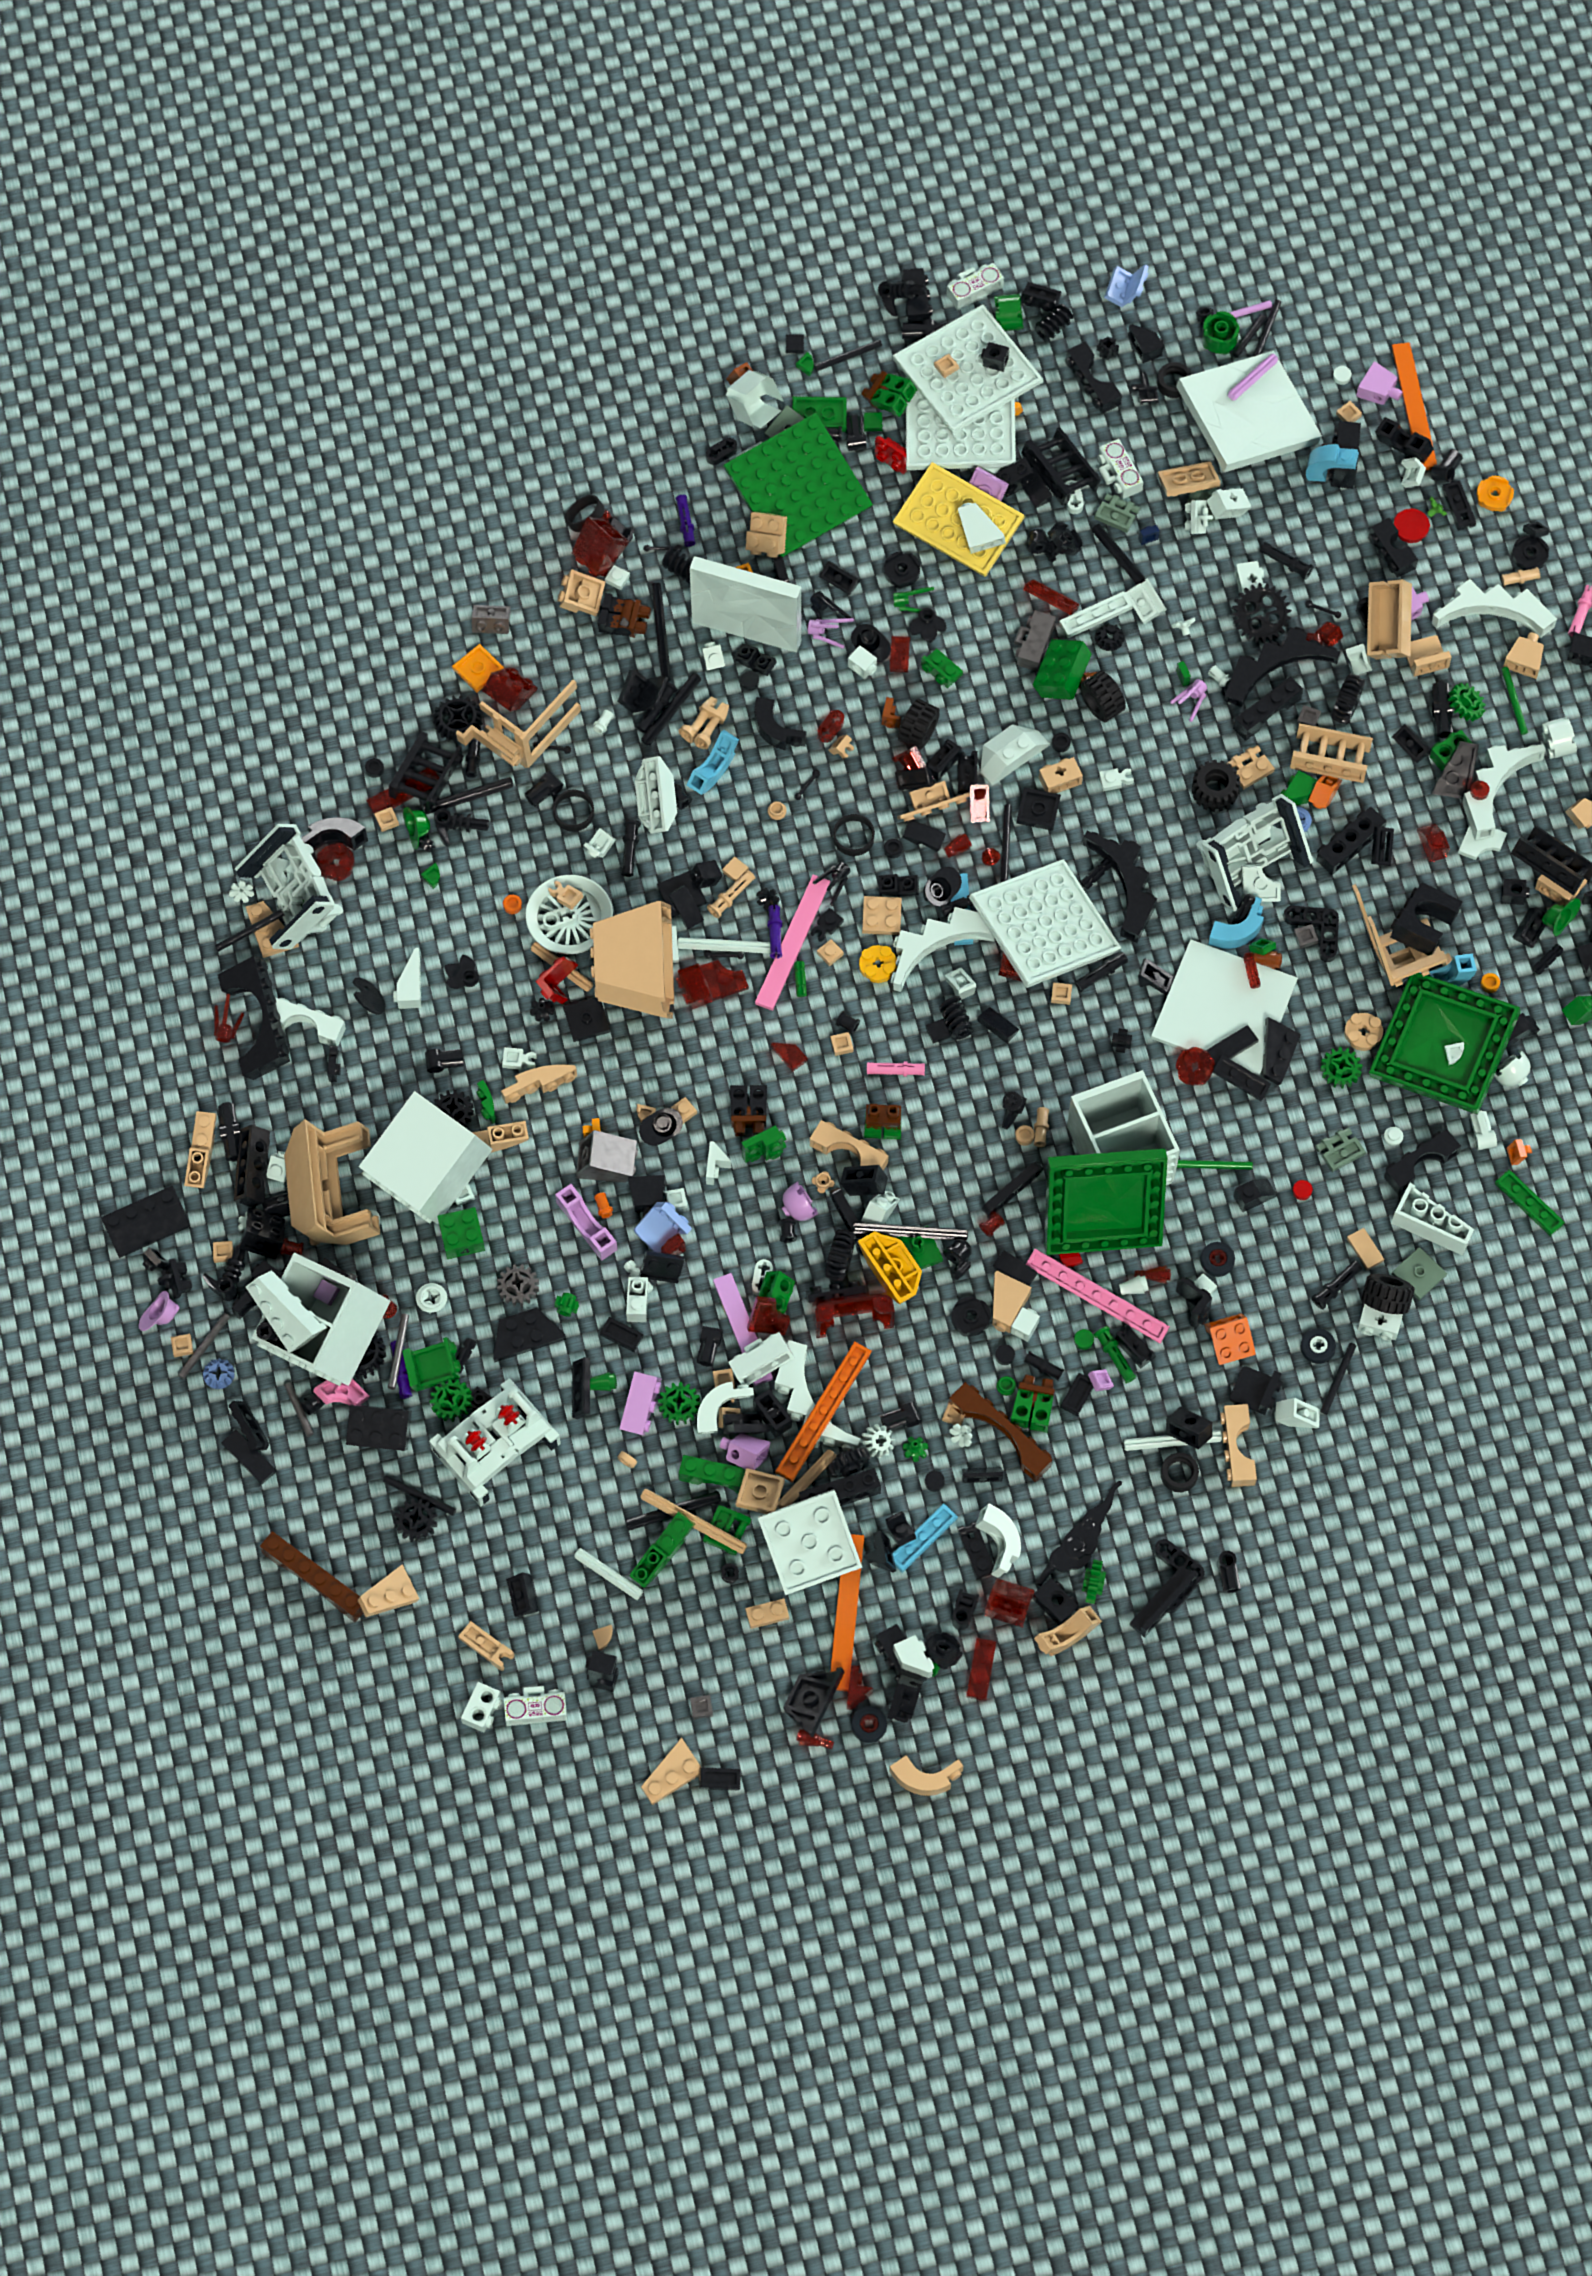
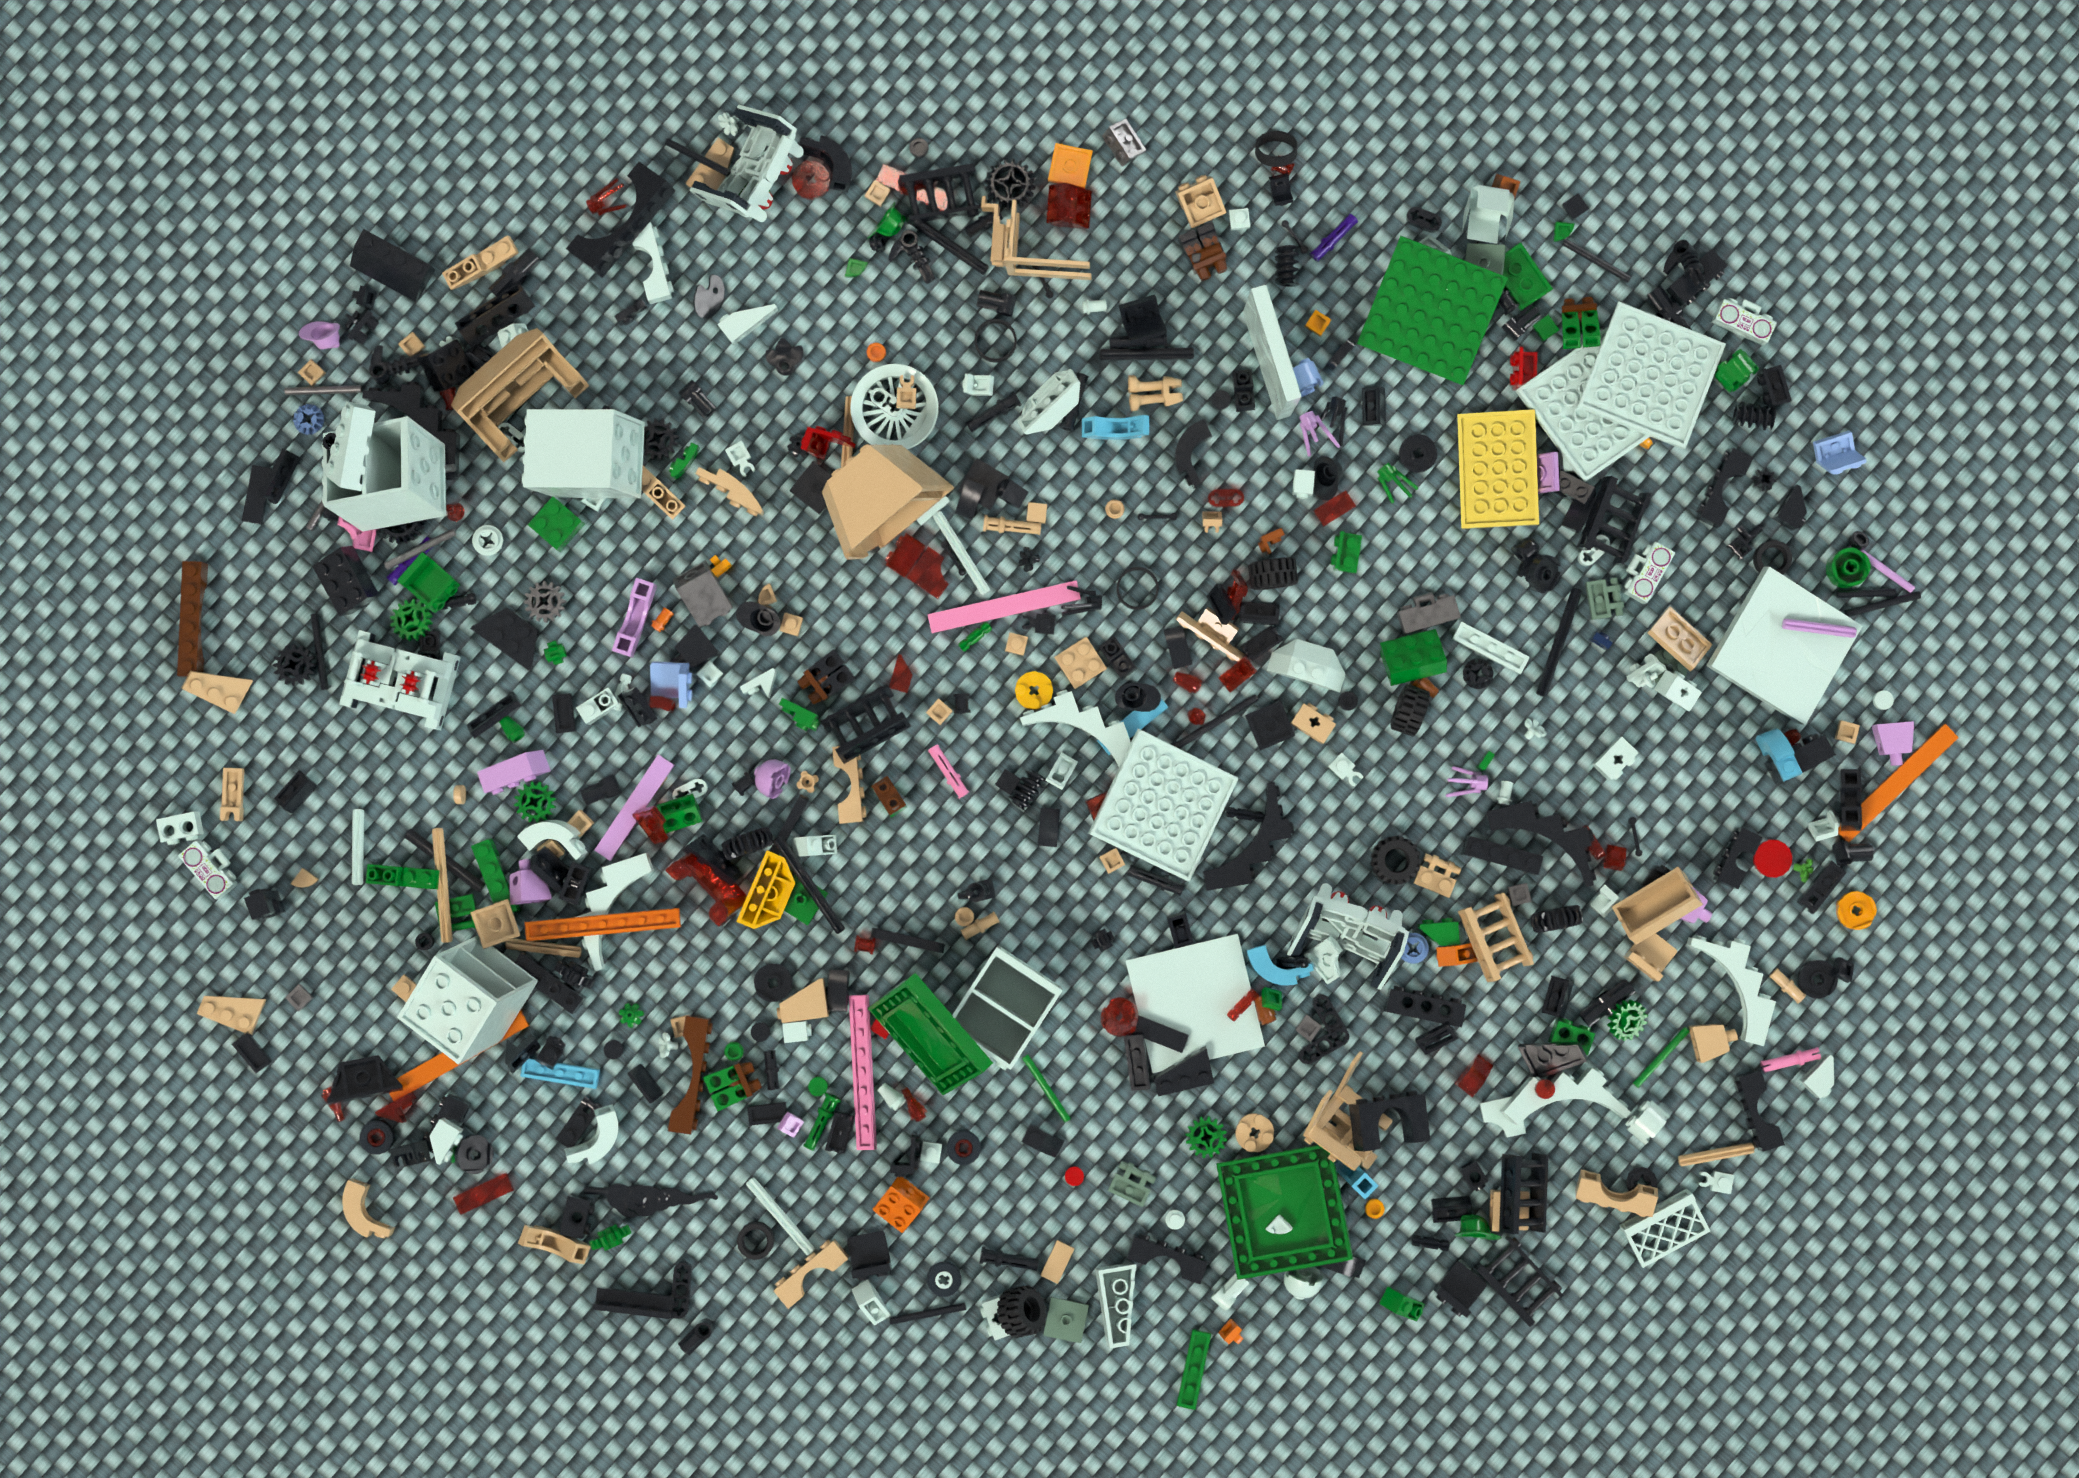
camera: 55 degrees right, 20 degrees up
(598, 546) = (1252, 185): clear red slope -> none
(661, 630) = (1213, 293): black axle -> none
(712, 656) = (1221, 352): light aqua bracket -> none
(761, 1358) = (618, 848): light aqua piece -> none
(766, 534) = (1364, 317): tan plate -> none
(775, 924) = (1001, 586): dark purple pin -> none
(826, 1099) = (873, 737): none -> black fence
(864, 1180) = (826, 817): black brick -> none
(870, 1440) = (611, 983): light aqua gear -> none
(893, 848) = (1149, 629): black tile -> none
(906, 1415) = (651, 990): black piece -> none
(927, 627) = (1377, 514): black plate -> none
(946, 365) = (1638, 355): tan tile -> none
(958, 1254) = (820, 936): black piece -> none
(960, 903) = (1131, 720): black axle -> none
(964, 1606) = (524, 1146): black piece -> none
(979, 529) = (1496, 494): light aqua slope -> none
(997, 363) = (1675, 401): black brick -> none
(1009, 1602) = (550, 1180): clear red slope -> none
(1051, 597) = (1480, 599): clear red tile -> none
(1145, 601) = (1533, 682): light aqua plate -> none
(1189, 1428) = (788, 1234): black brick -> none
(1255, 597) = (1579, 802): black gear -> none
(1293, 563) = (1660, 784): black pin -> none

